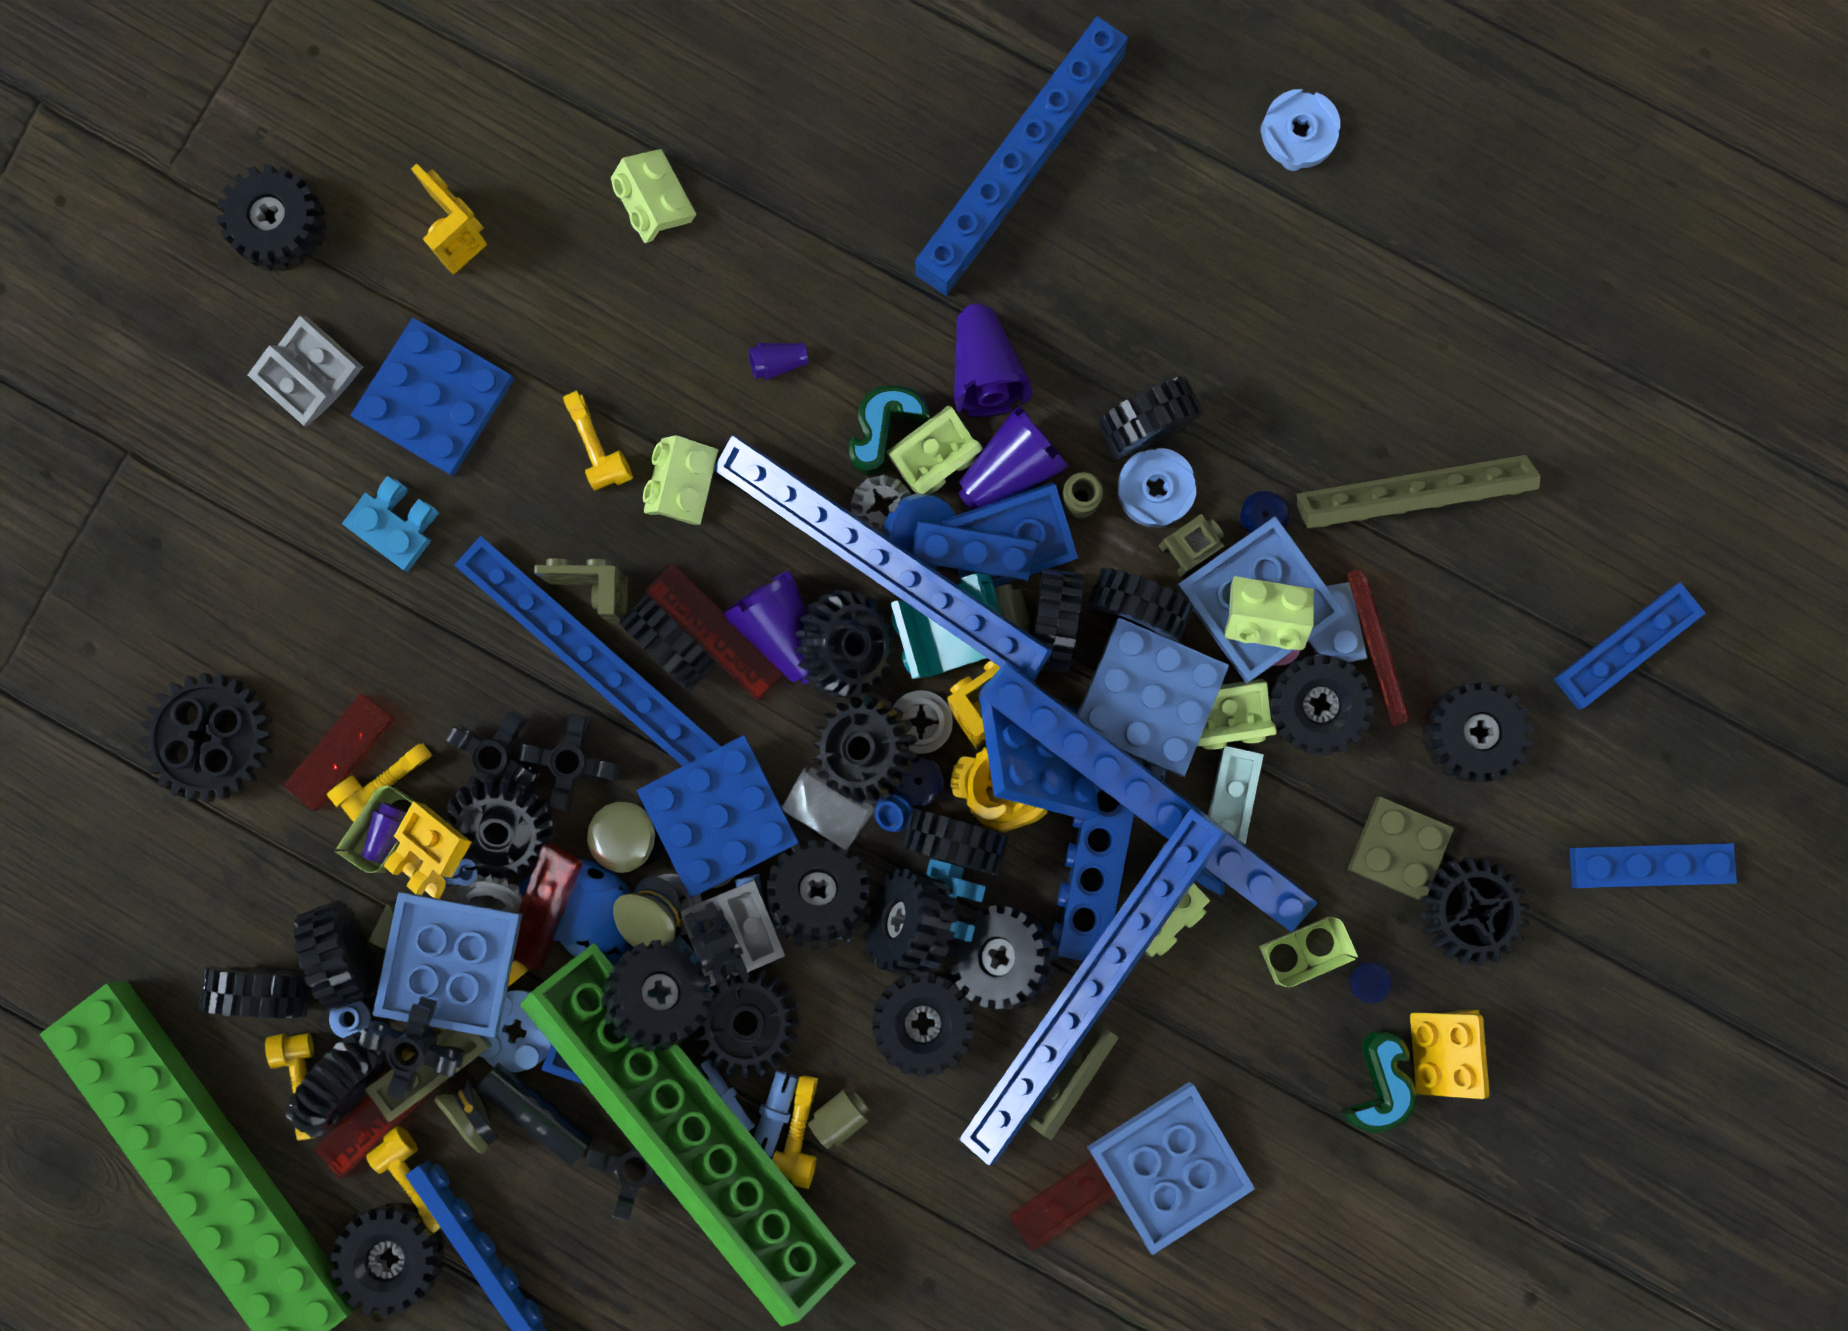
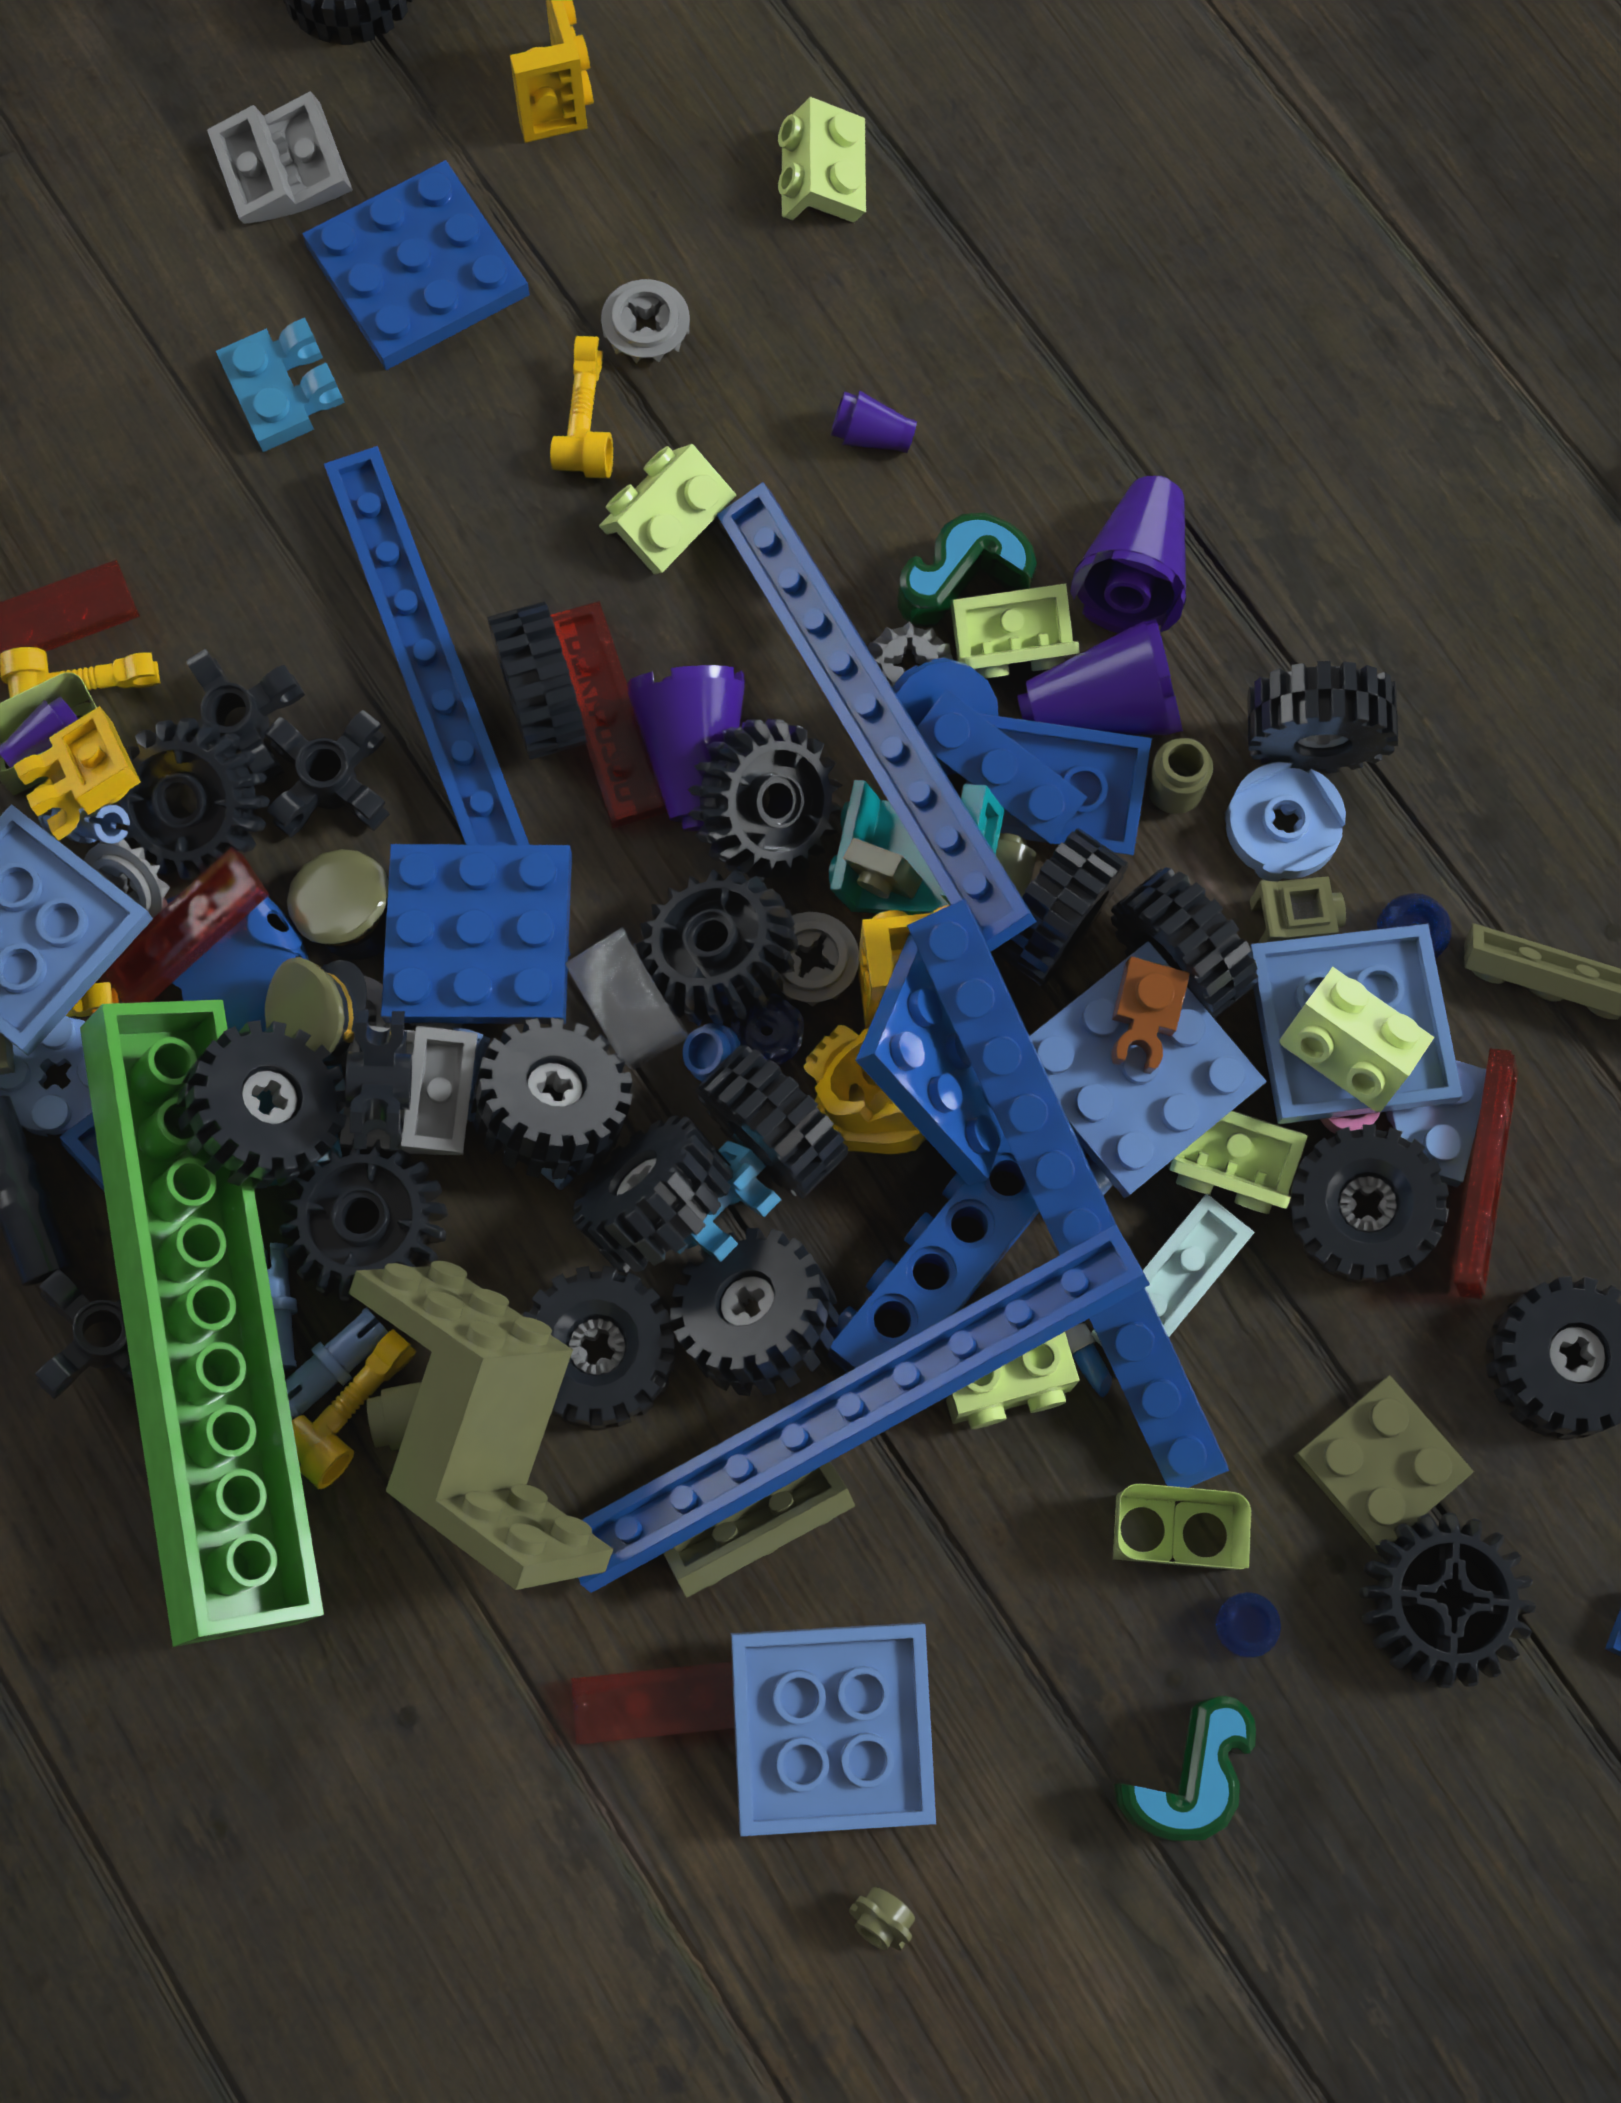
camera: 25 degrees right, 10 degrees down
(588, 347) = (645, 299): none -> light grey gear
(608, 582) = (488, 554): olive bracket -> none
(886, 1112) = (481, 1424): none -> olive bracket
(936, 652) = (882, 870): none -> olive plate
(1021, 156) = (1315, 336): blue brick -> none
(1139, 658) = (1151, 1004): none -> dark orange plate
(1252, 1255) = (882, 1919): none -> olive plate
(1450, 1054) = (1313, 1781): yellow bracket -> none

